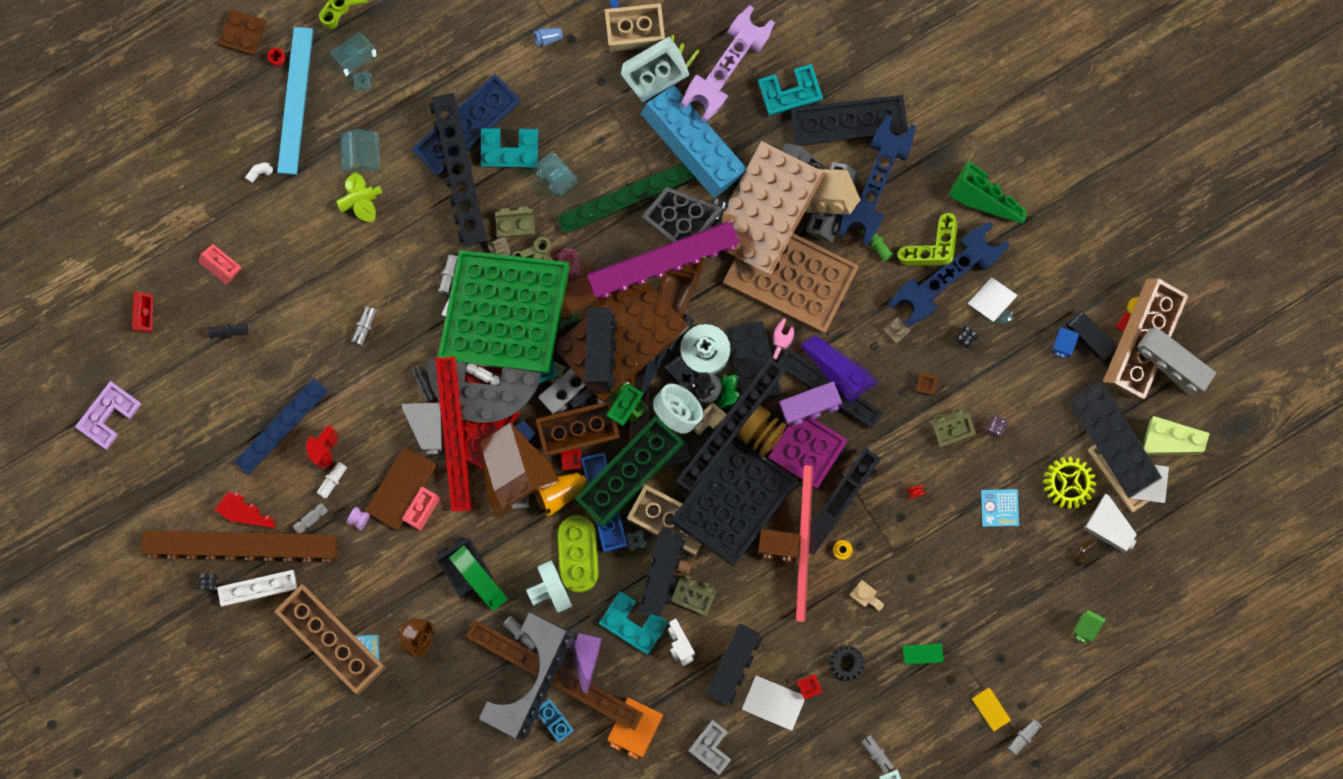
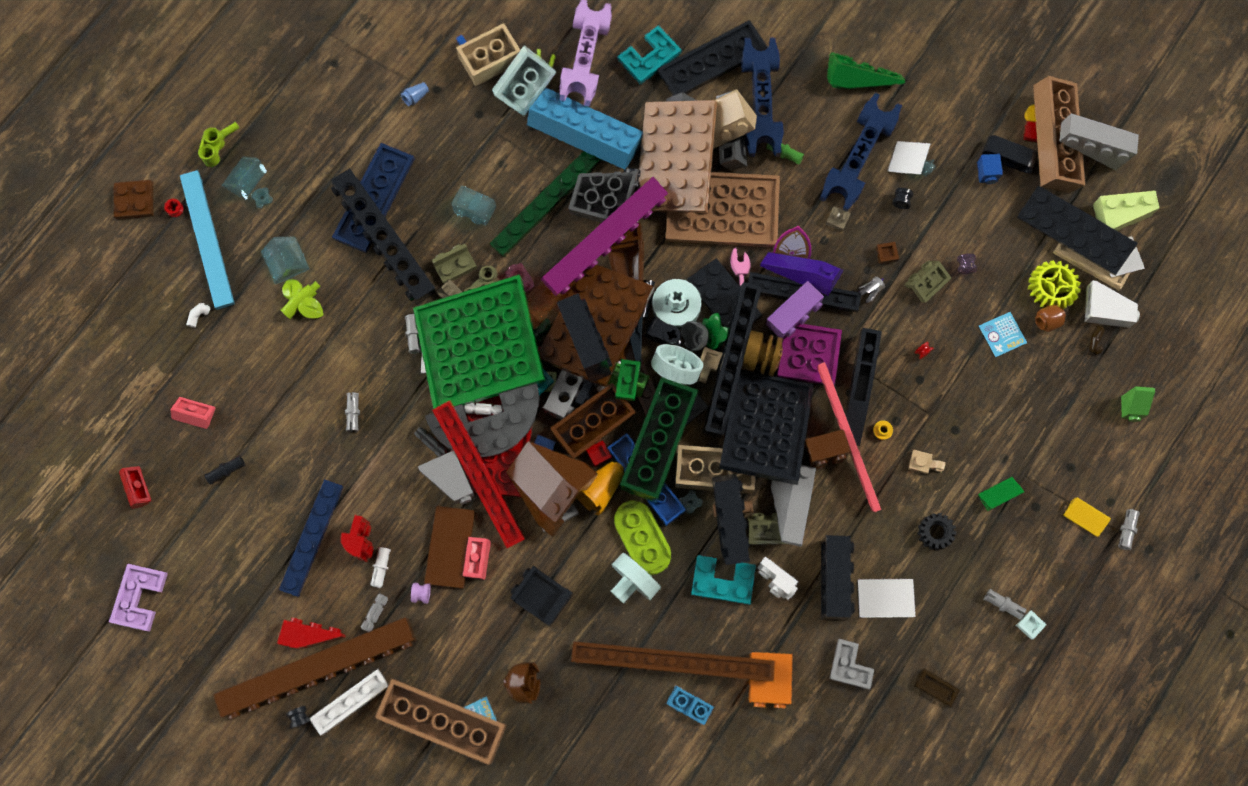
camera: 25 degrees left, 5 degrees down
(478, 578) = (559, 599): green arch -> none
(496, 156) = (413, 212): teal plate -> none
(515, 628) = (621, 635): light grey pin -> none
(552, 646) = (659, 633): arch -> none
(585, 657) = (694, 632): medium lavender slope -> none
(724, 584) = (793, 505): none -> light grey wedge
(809, 687) = (913, 568): red plate -> none
(840, 338) = (793, 243): none -> shield
(899, 411) = (875, 286): none -> flat silver piece
(935, 251) = (841, 136): lime beam -> none
(1049, 512) = (1050, 318): none -> dark orange head

